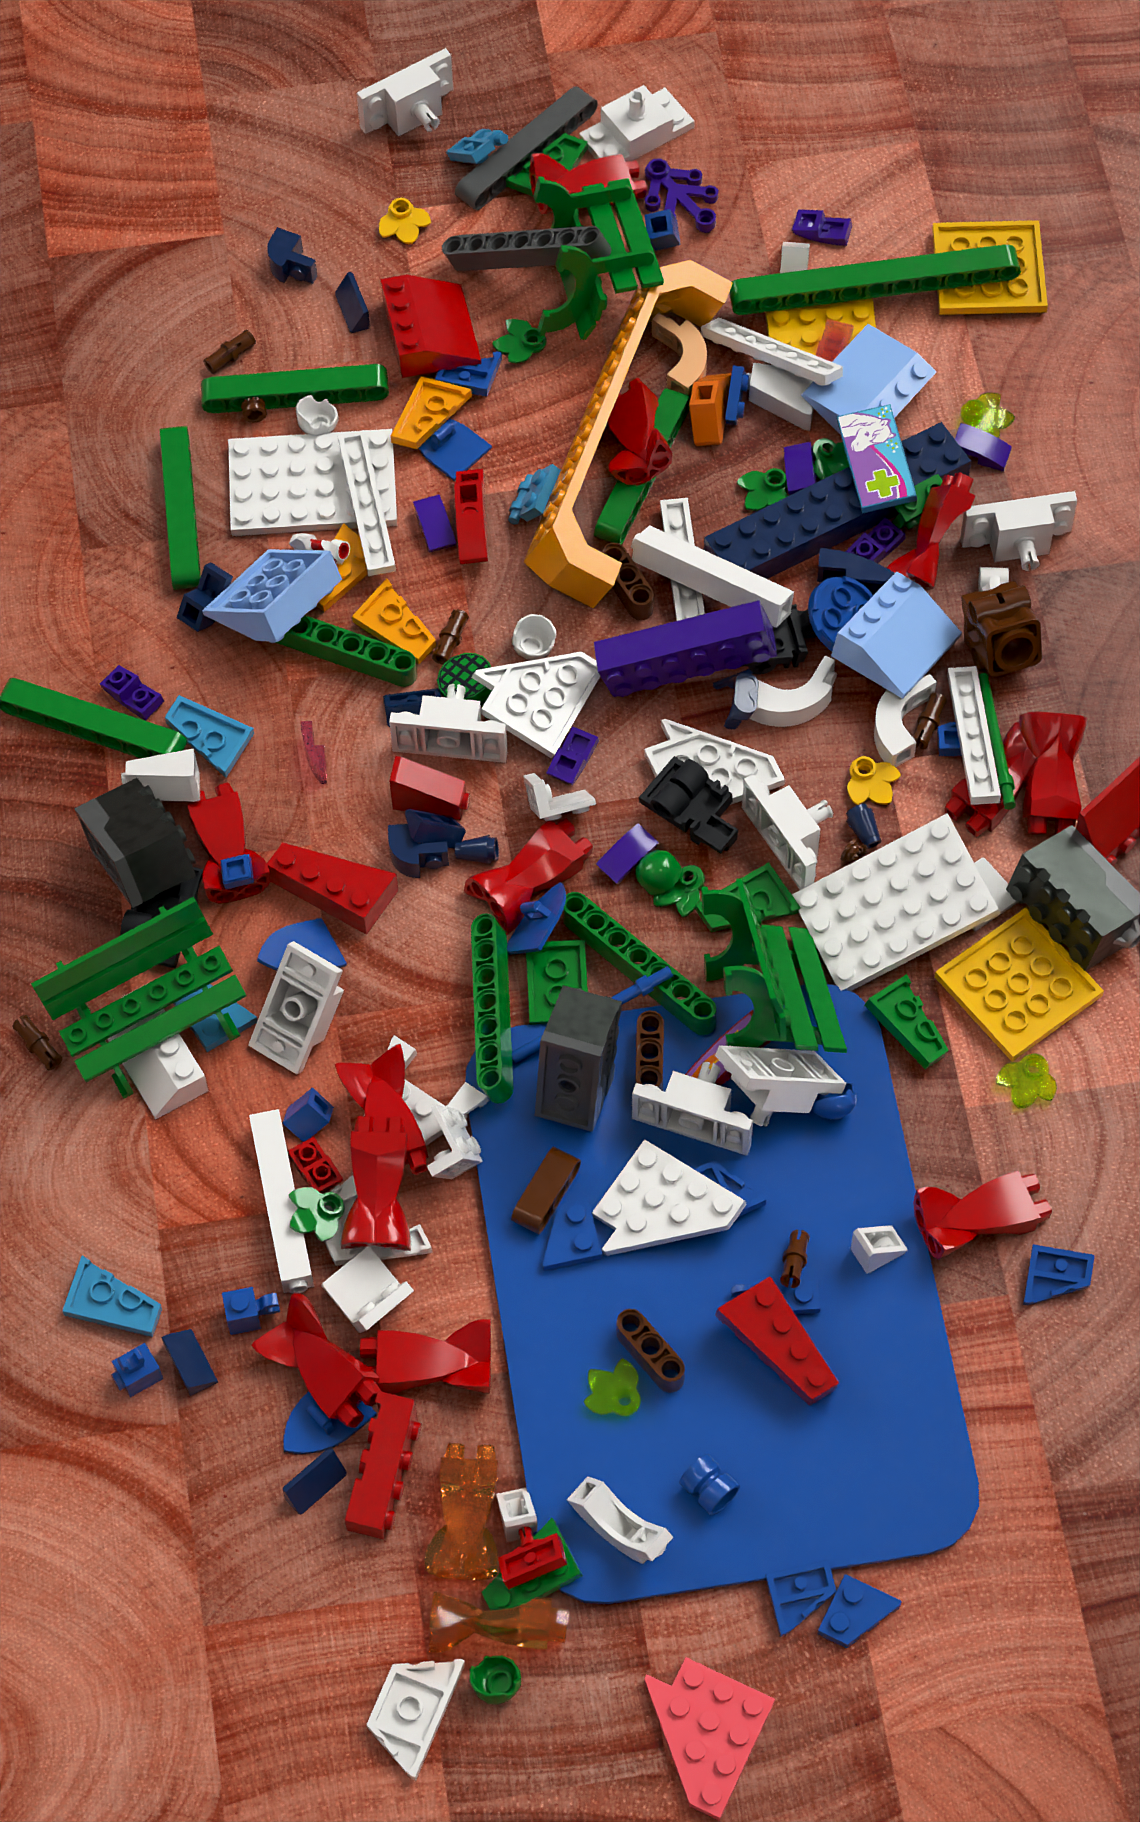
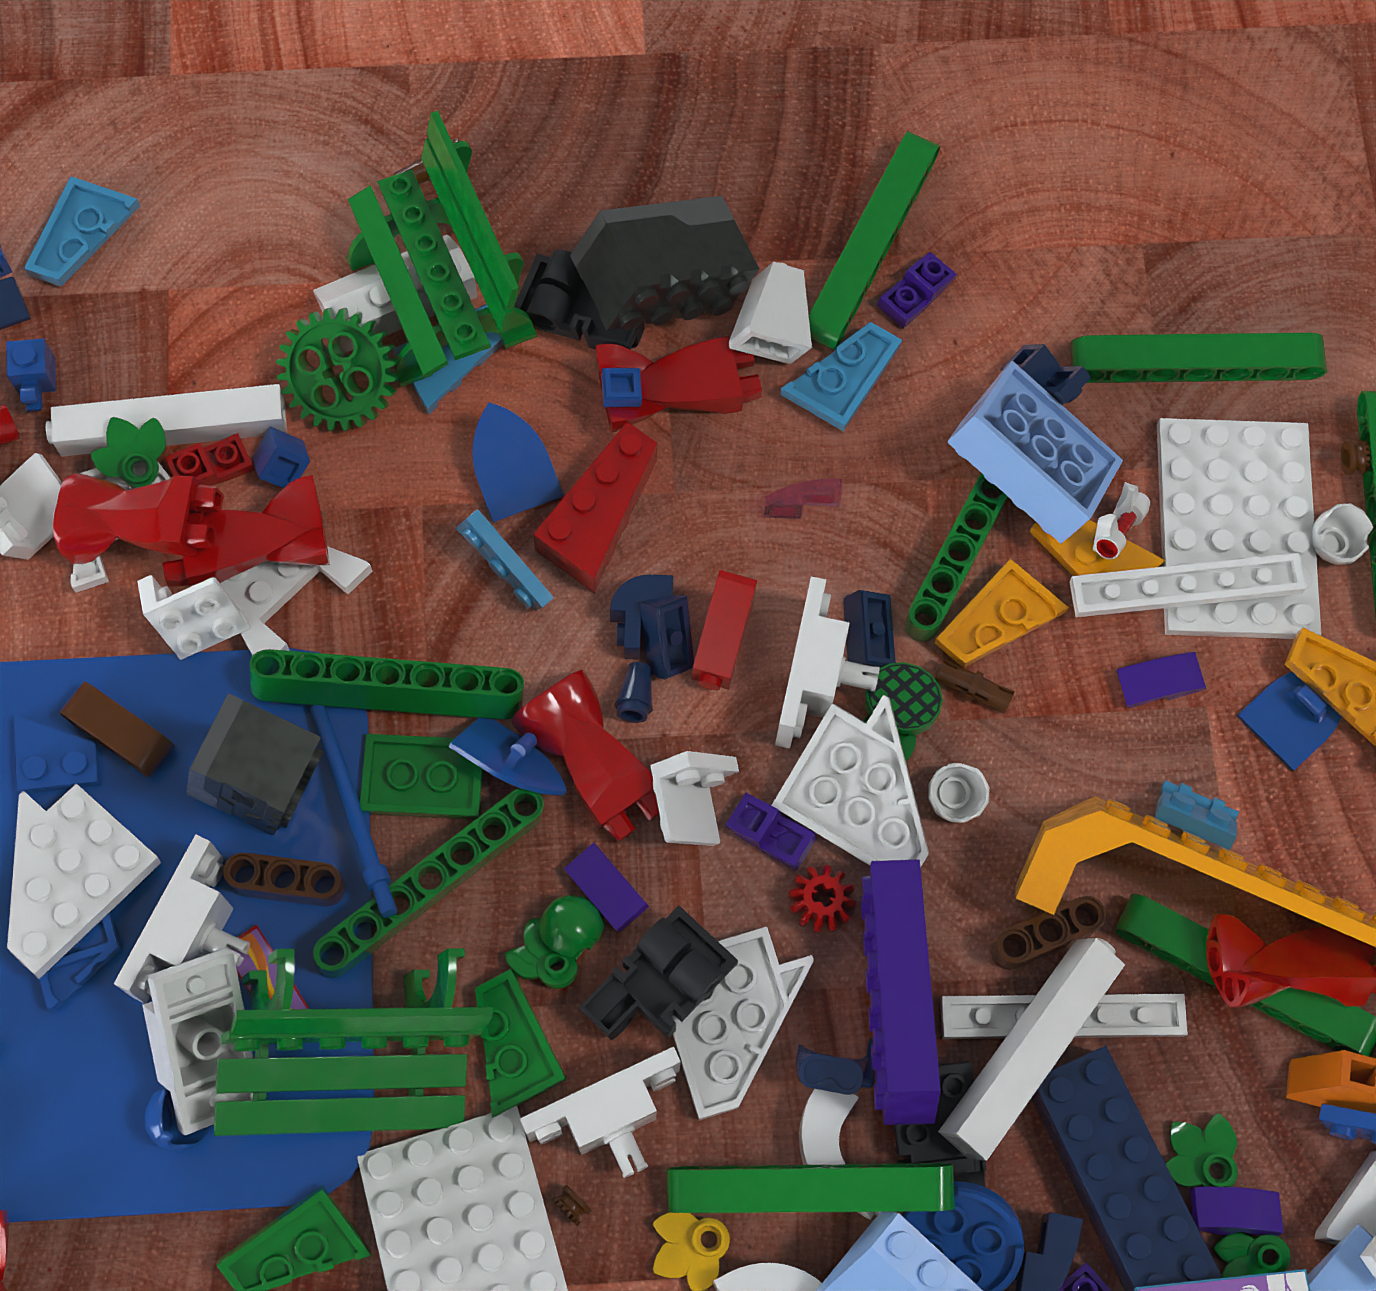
camera: 90 degrees right, 10 degrees up
(225, 1046) = (307, 381): none -> green gear
(297, 1008) = (413, 447): white brick -> none
(380, 944) = (504, 561): none -> dark azure wing
(471, 516) = (1165, 723): red slope -> none
(619, 718) = (828, 887): none -> red gear
(825, 700) = (811, 1188): none -> green beam
(864, 825) = (616, 1226): dark blue cone -> none

